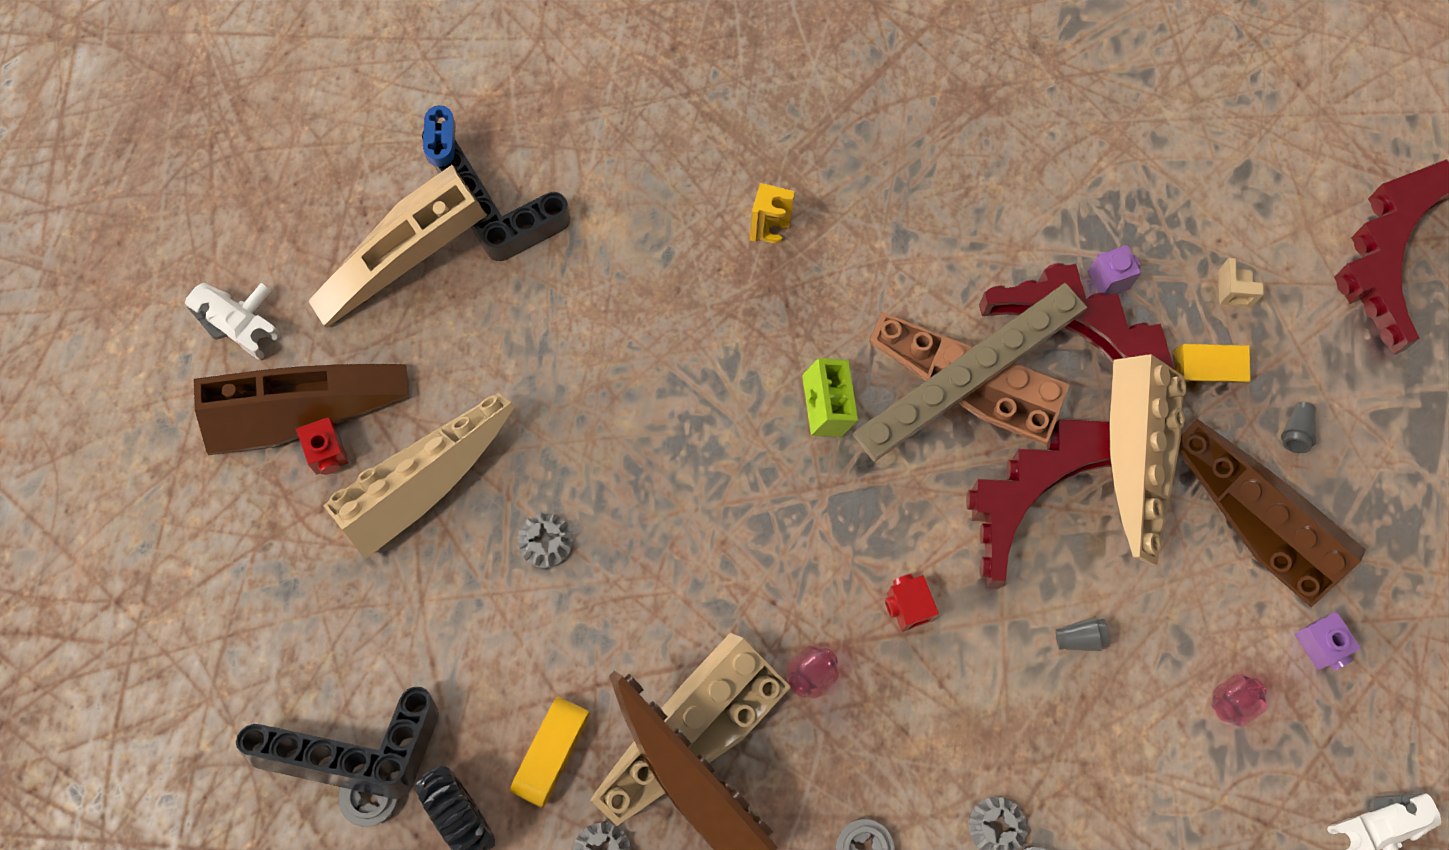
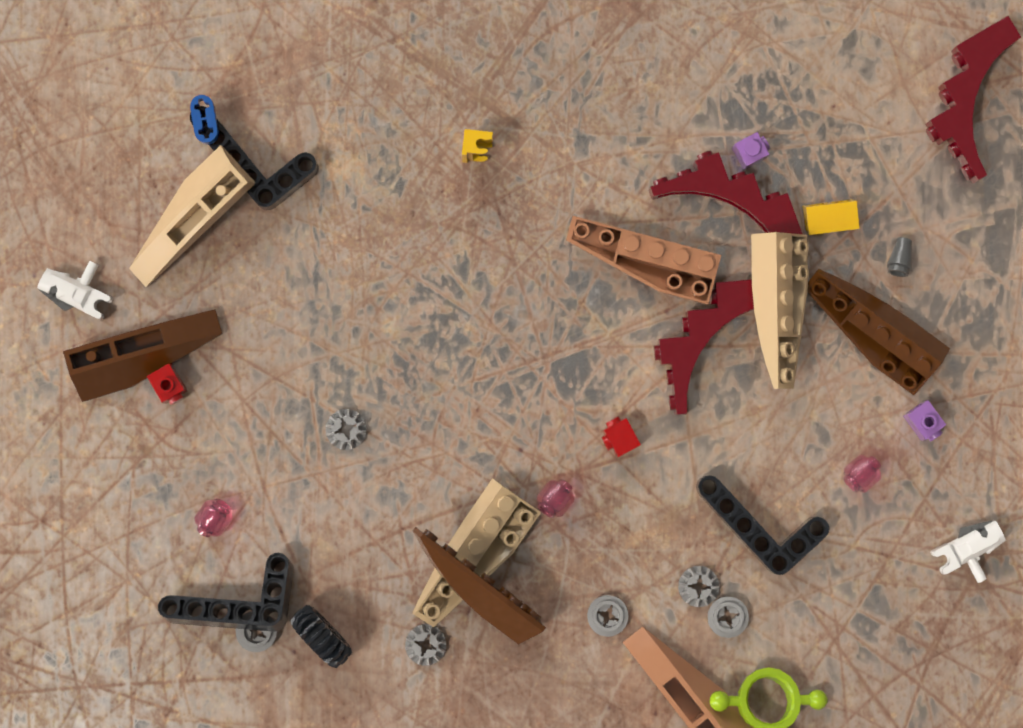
camera: 10 degrees left, 15 degrees up
(343, 628) = (213, 518): none -> clear pink head
(416, 478) = (242, 397): tan wedge -> none
(549, 752) = (377, 582): yellow beam -> none
(829, 397) = (541, 290): lime brick -> none
(969, 372) = (645, 257): dark tan plate -> none
(1084, 635) = (748, 442): dark grey cone -> none
(1087, 757) = (756, 530): none -> black beam
(1237, 286) = (848, 146): tan panel -> none

